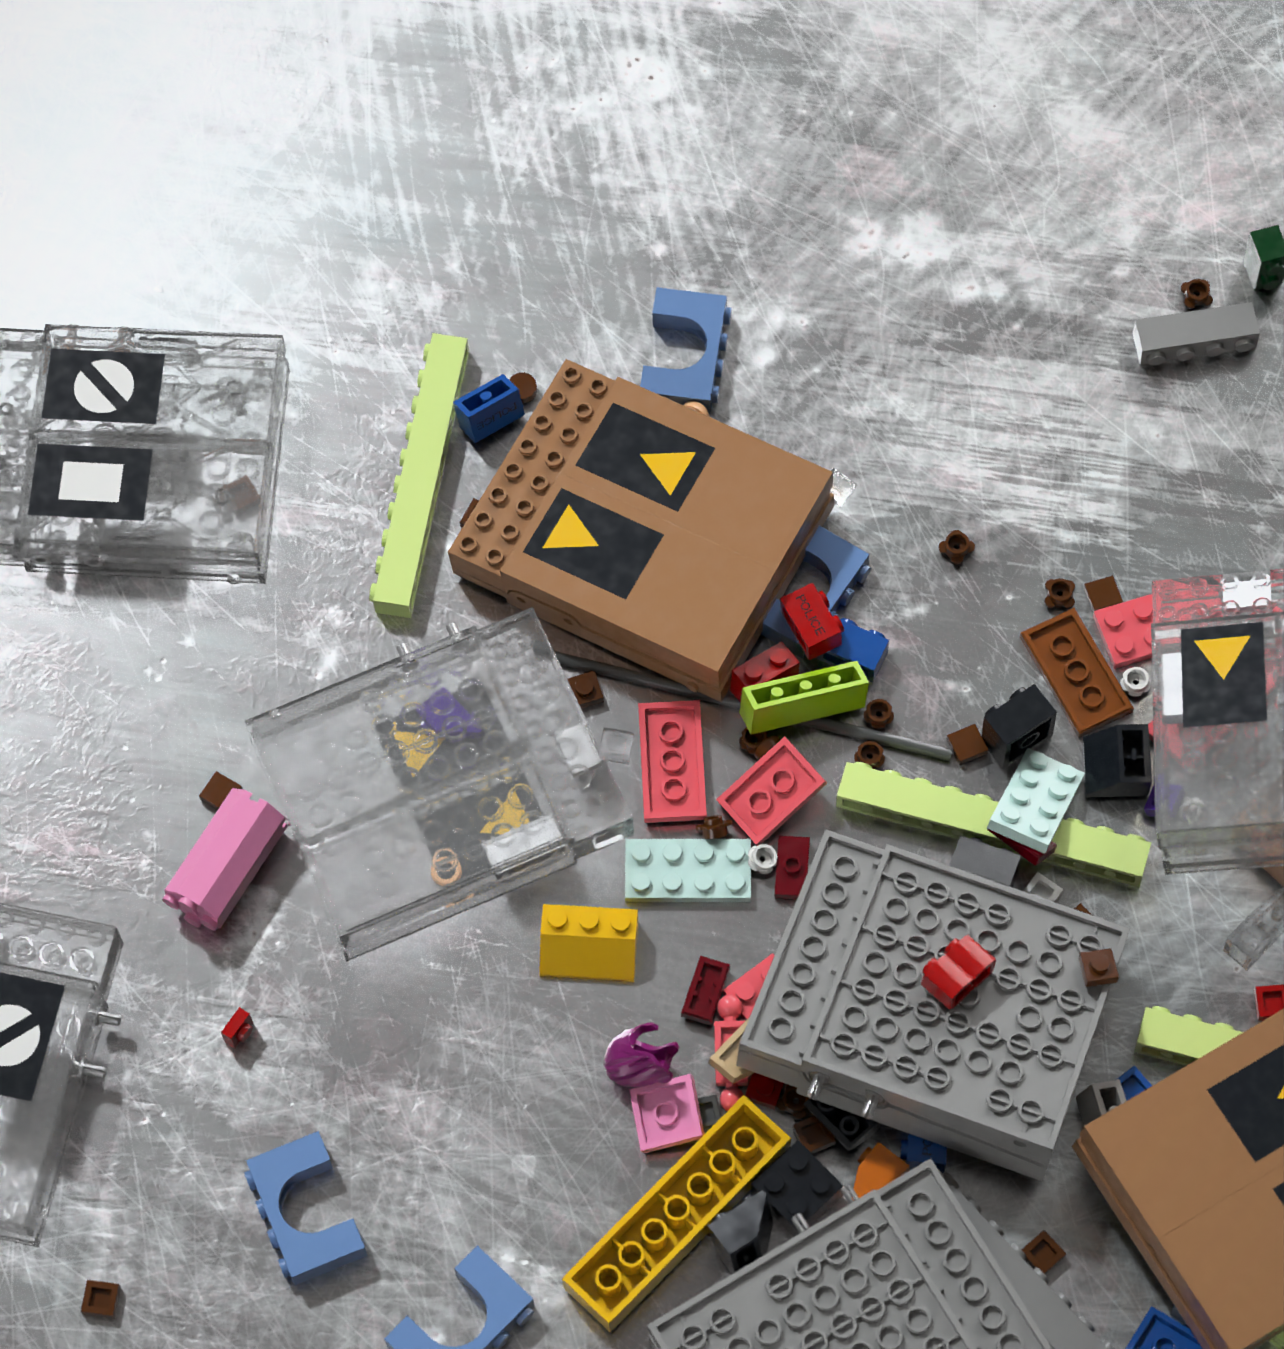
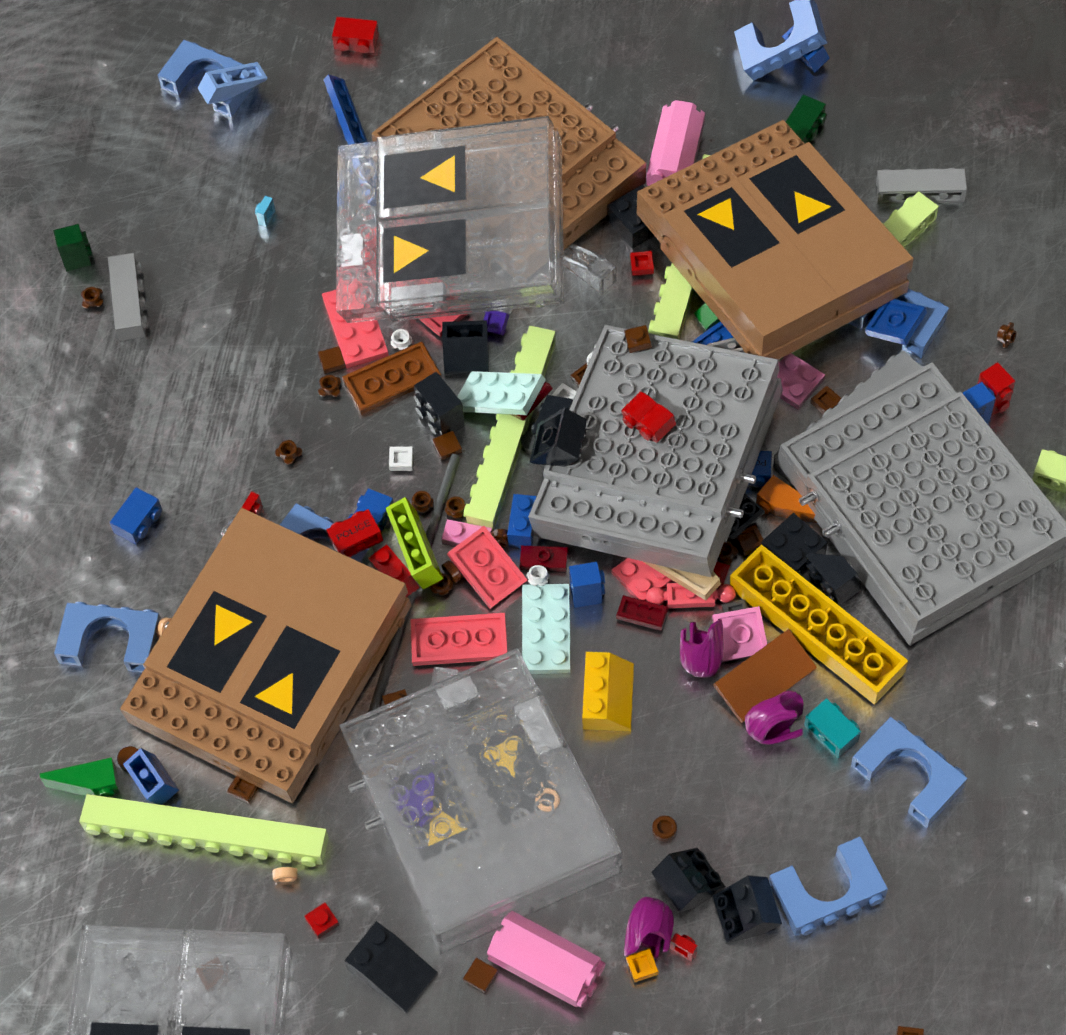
camera: 90 degrees left, 5 degrees down
(218, 978) = (642, 965): none -> light orange plate
(235, 688) = (390, 967): none -> black slope
(265, 982) = (647, 926): none -> magenta hair
(281, 1106) = (747, 908): none -> black slope
(302, 612) = (321, 920): none -> red plate
(326, 1037) = (688, 878): none -> black slope
(359, 567) = (285, 874): none -> light nougat tile
(400, 1012) = (664, 828): none -> reddish brown tile
(492, 344) = (89, 778): none -> green slope
(527, 1227) = (832, 728): none -> teal brick
(537, 1150) = (772, 718): none -> magenta hair
(605, 1143) = (765, 674): none -> dark orange tile
(714, 827) = (513, 608): reddish brown plate -> none
(739, 913) = (586, 584): none -> blue brick
(820, 811) = (501, 537): none -> reddish brown plate
(830, 764) = (456, 532): none -> bright pink plate
(853, 827) = (519, 526): none -> blue brick
(857, 369) = (136, 516): none -> blue brick
(868, 504) = (253, 503): none -> red plate
(930, 860) = (559, 439): none -> black slope
(944, 684) = (401, 459): none -> white plate
(1074, 1209) = (798, 380): none -> bright pink plate

